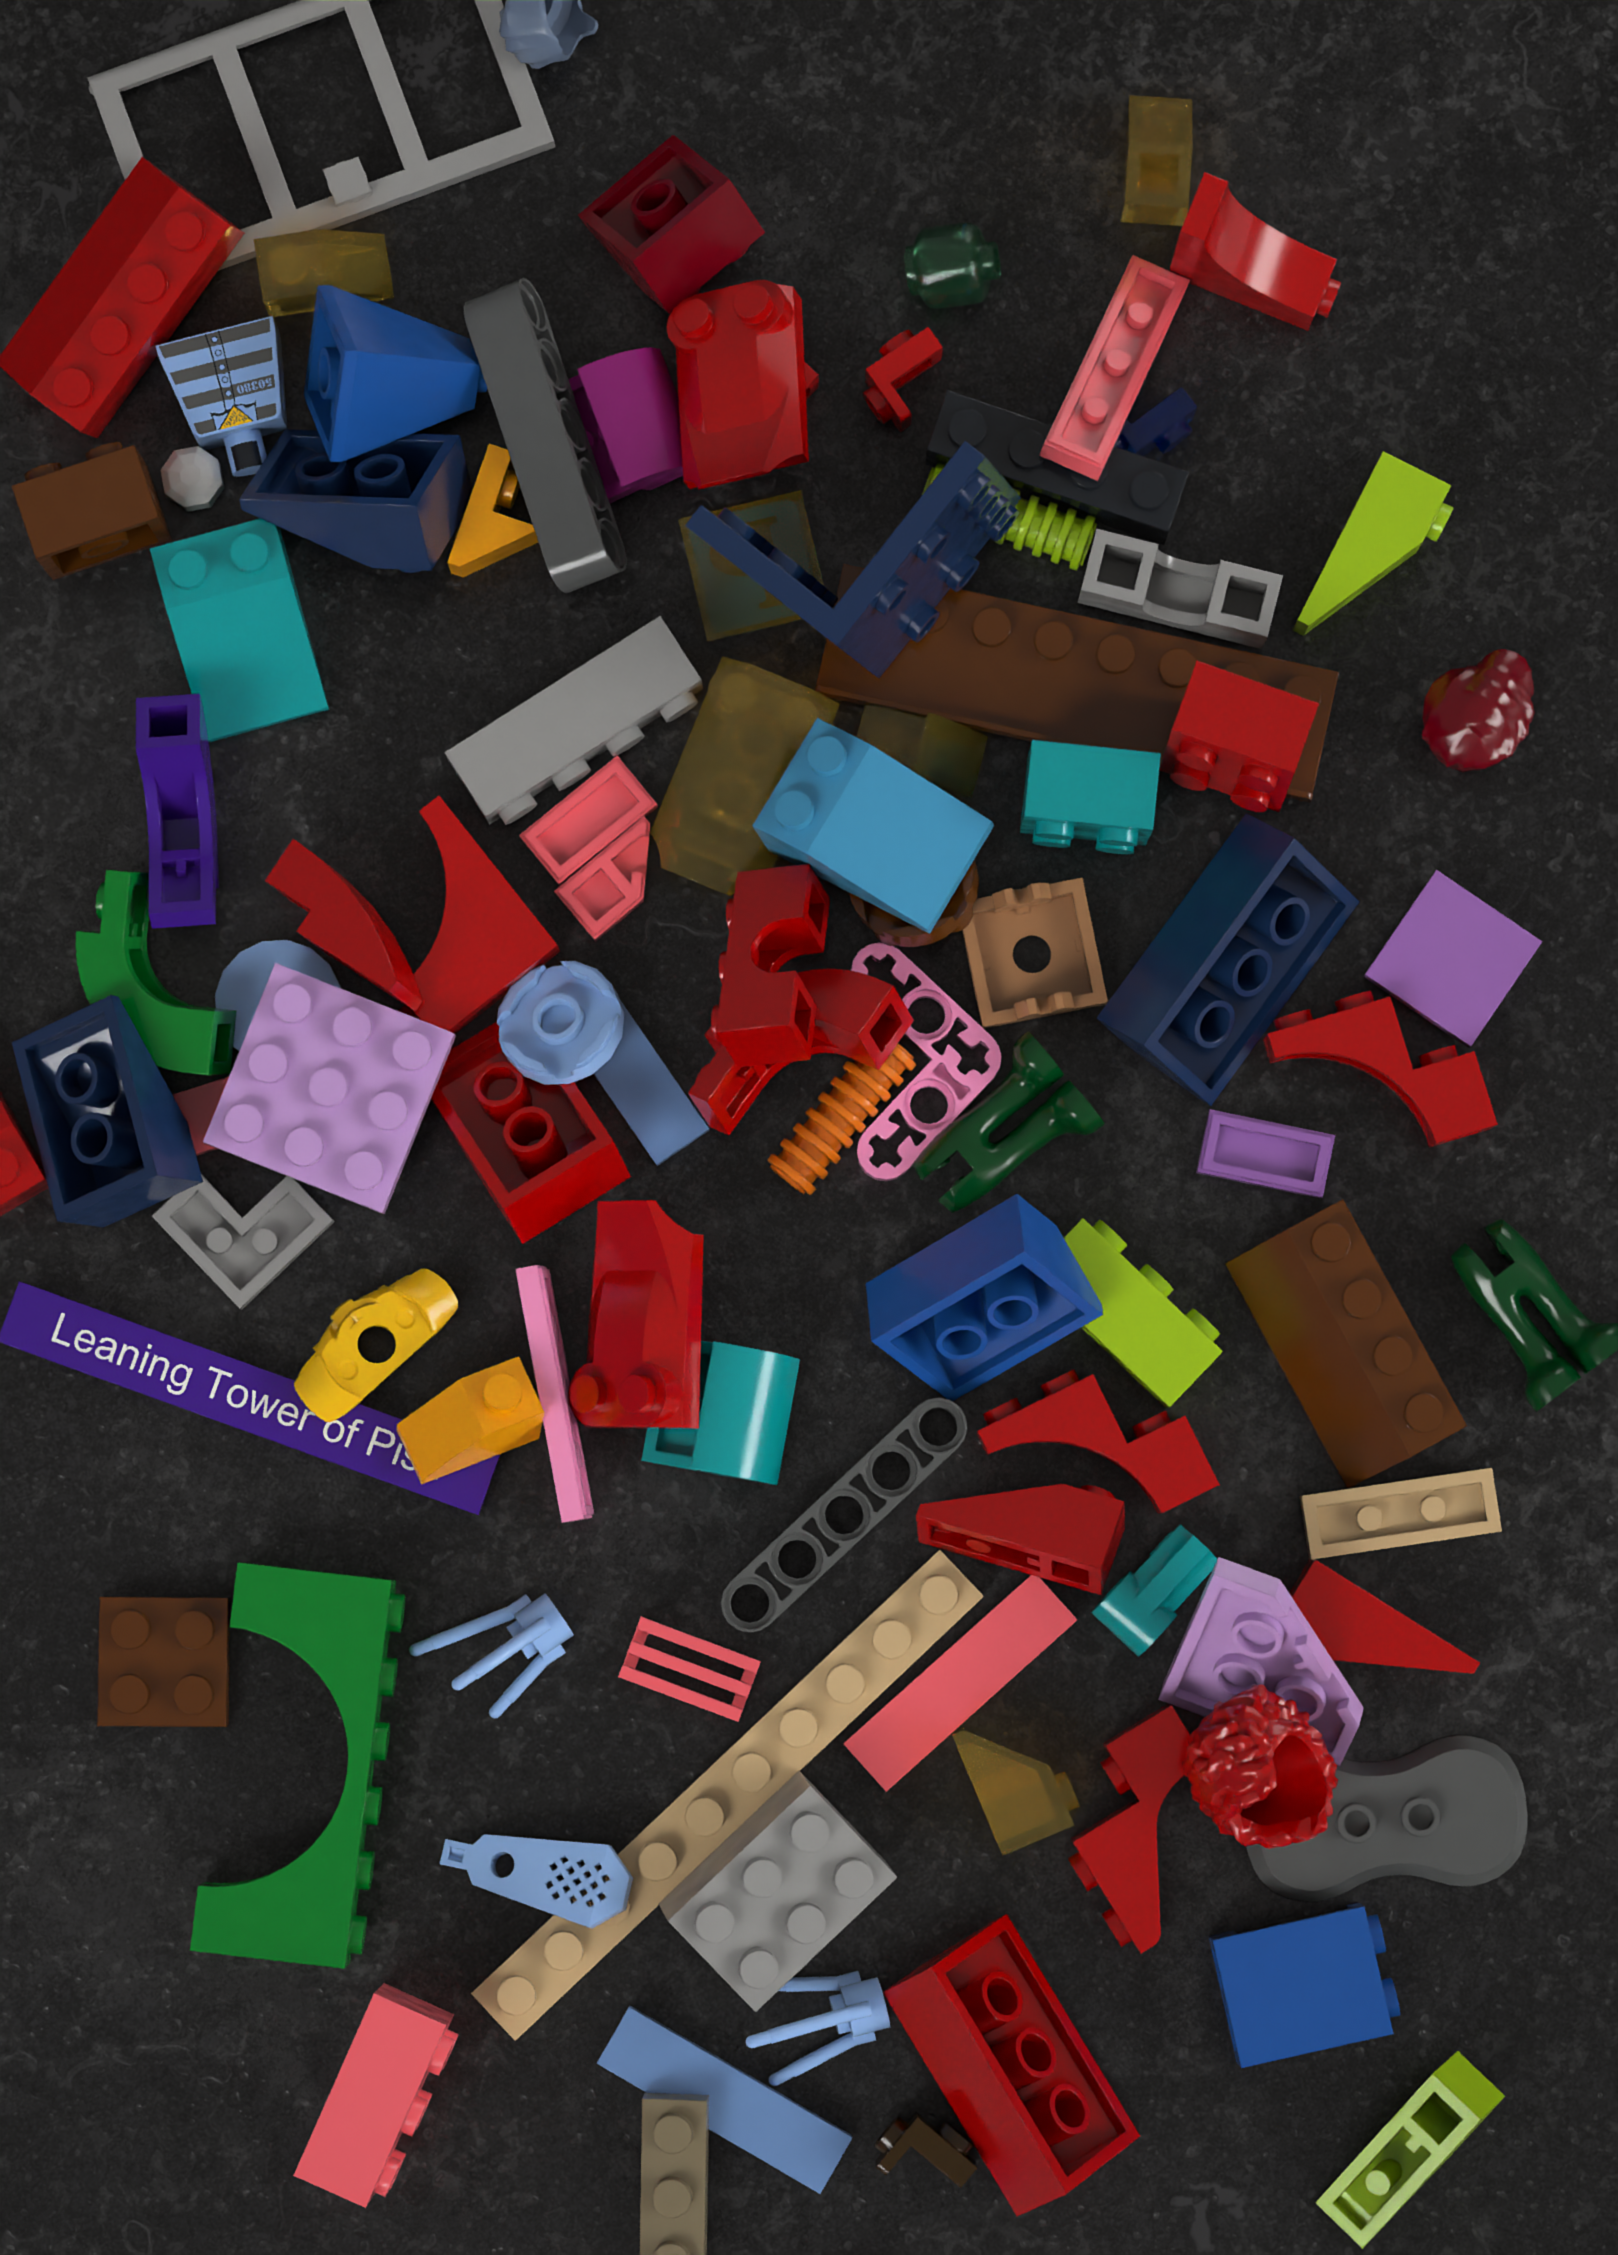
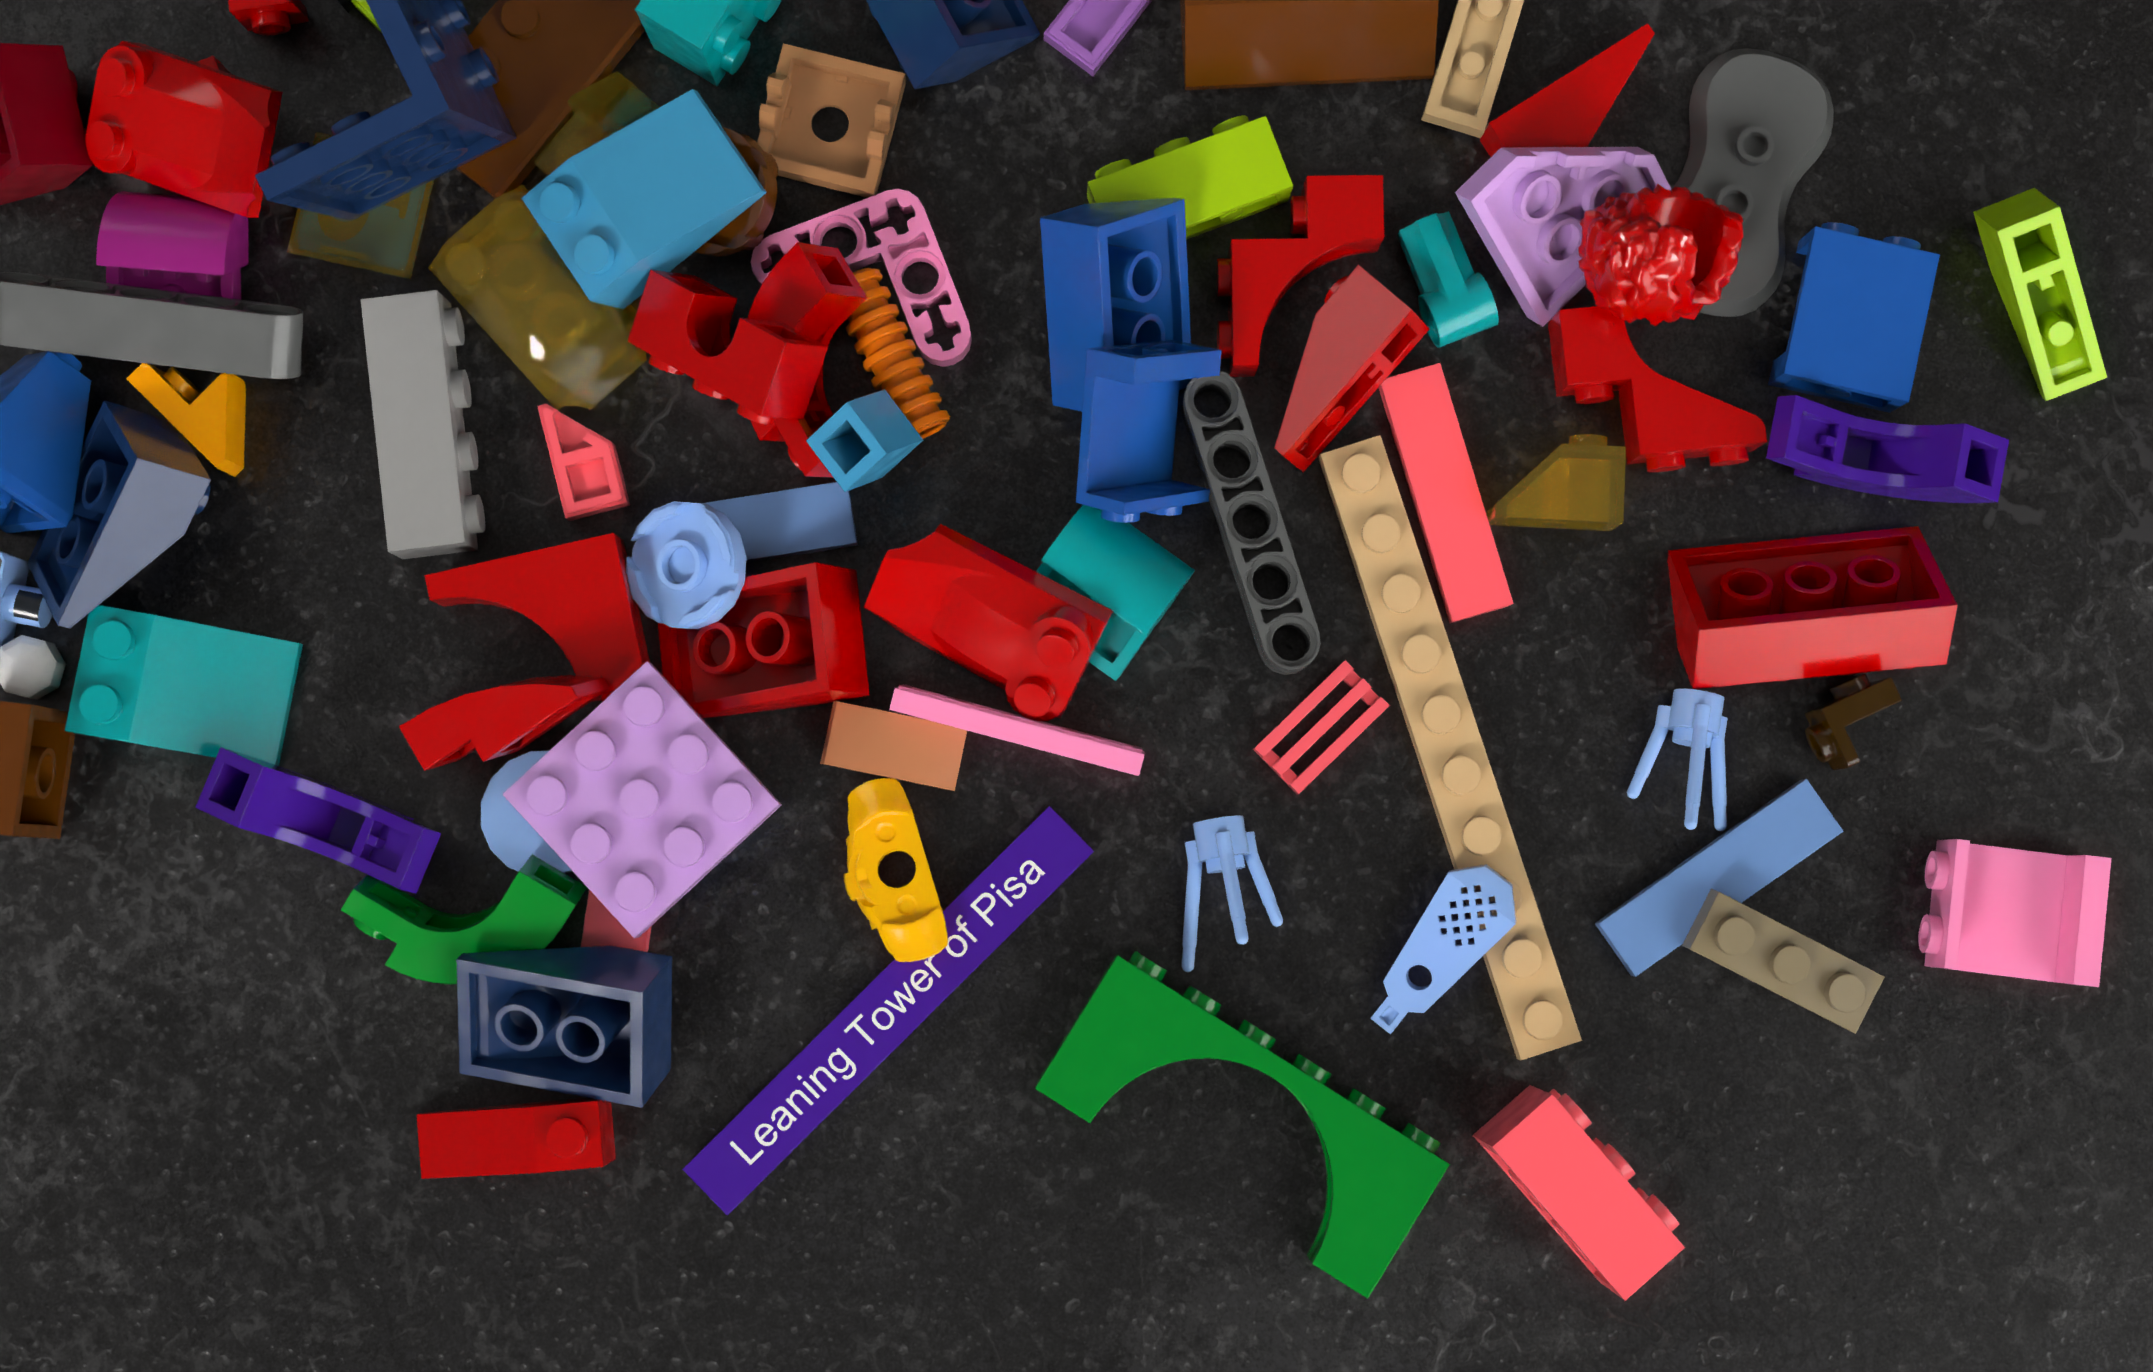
camera: 70 degrees left, 0 degrees up
(164, 1661) = (1091, 1199): reddish brown plate -> none
(247, 1250) = (755, 945): light grey plate -> none
(472, 1421) = (1008, 813): light orange slope -> none
(486, 1287) = (893, 746): none -> nougat slope
(588, 820) = (517, 459): coral tile -> none
(746, 1131) = (864, 440): none -> dark azure brick
(777, 1891) = (1560, 739): light grey brick -> none
(874, 1367) = (1132, 427): none -> blue panel
(969, 1134) = (935, 170): dark green piece -> none
(1183, 2067) = (1887, 458): none -> dark purple arch

